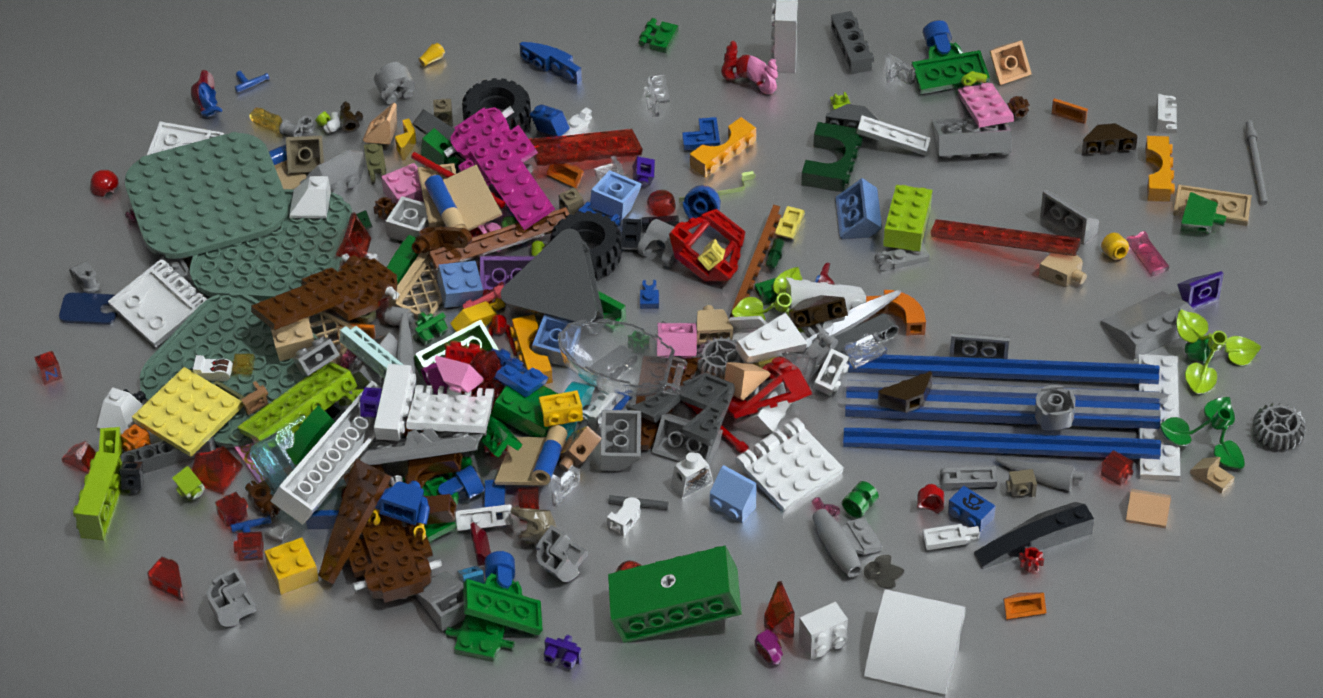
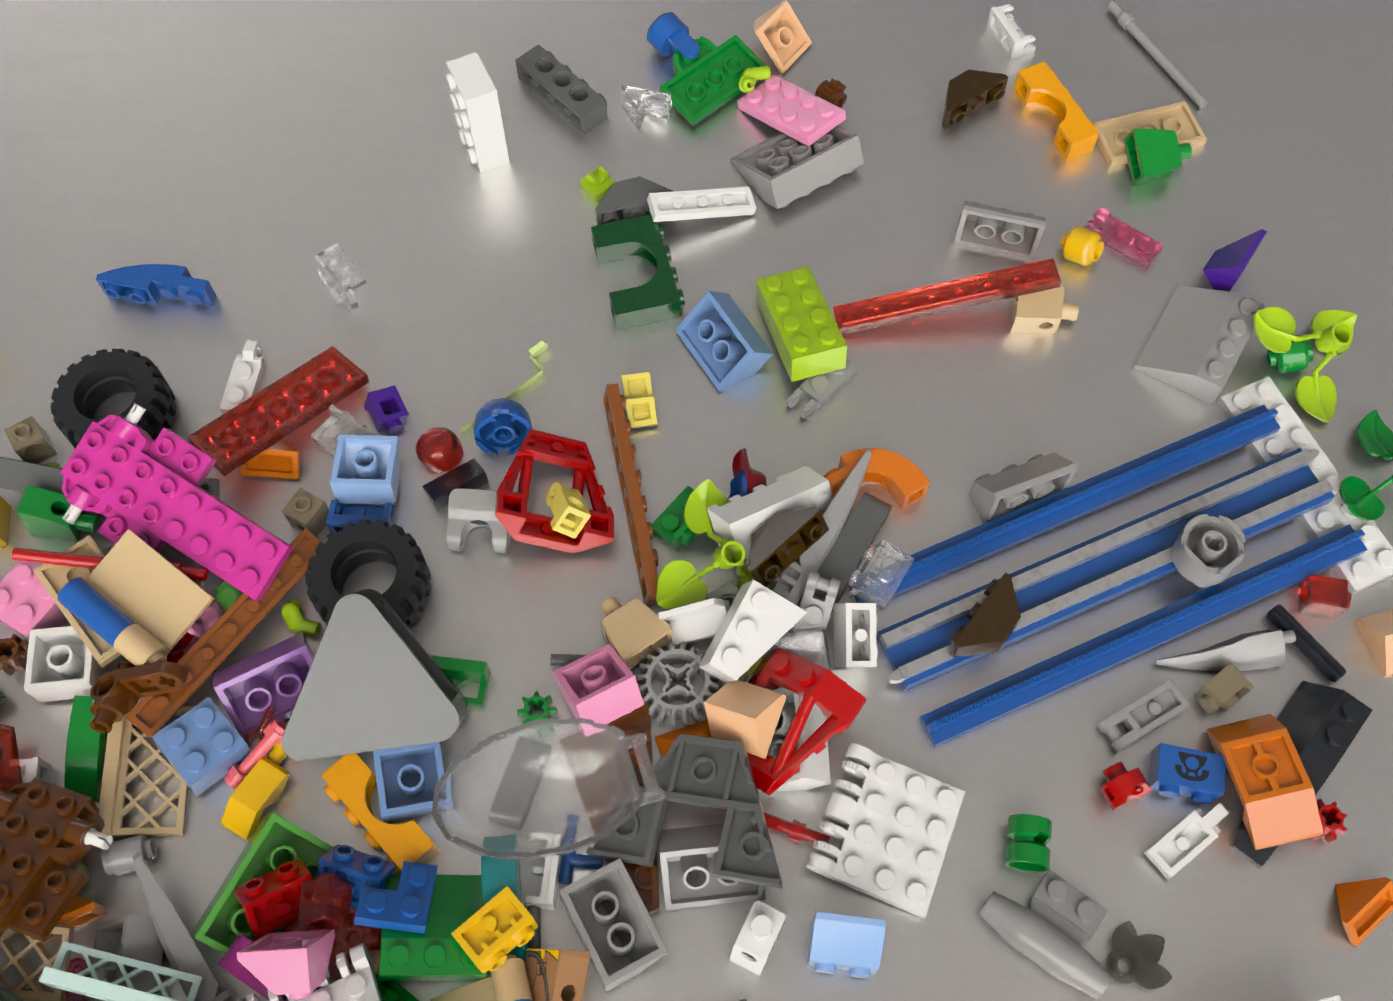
camera: 30 degrees left, 15 degrees up
(427, 324) = (184, 866): green hips -> none
(499, 326) = (303, 790): red plant -> none
(549, 120) = (204, 387): blue brick -> none
(631, 233) = (423, 522): black slope -> none
(649, 296) = (507, 620): blue plate -> none
(663, 35) = (300, 182): green plate -> none
(706, 136) = (445, 316): blue plate -> none
(709, 158) = (468, 348): light orange arch -> none
(750, 68) = (452, 182): hair -> none
(775, 254) = (649, 462): dark green axle -> none
(832, 509) = (985, 884): clear pink arm -> none
(1005, 523) = (1269, 780): none -> orange slope
(1069, 111) = (896, 74): orange slope -> none
(1091, 486) = (1307, 643): none -> black axle

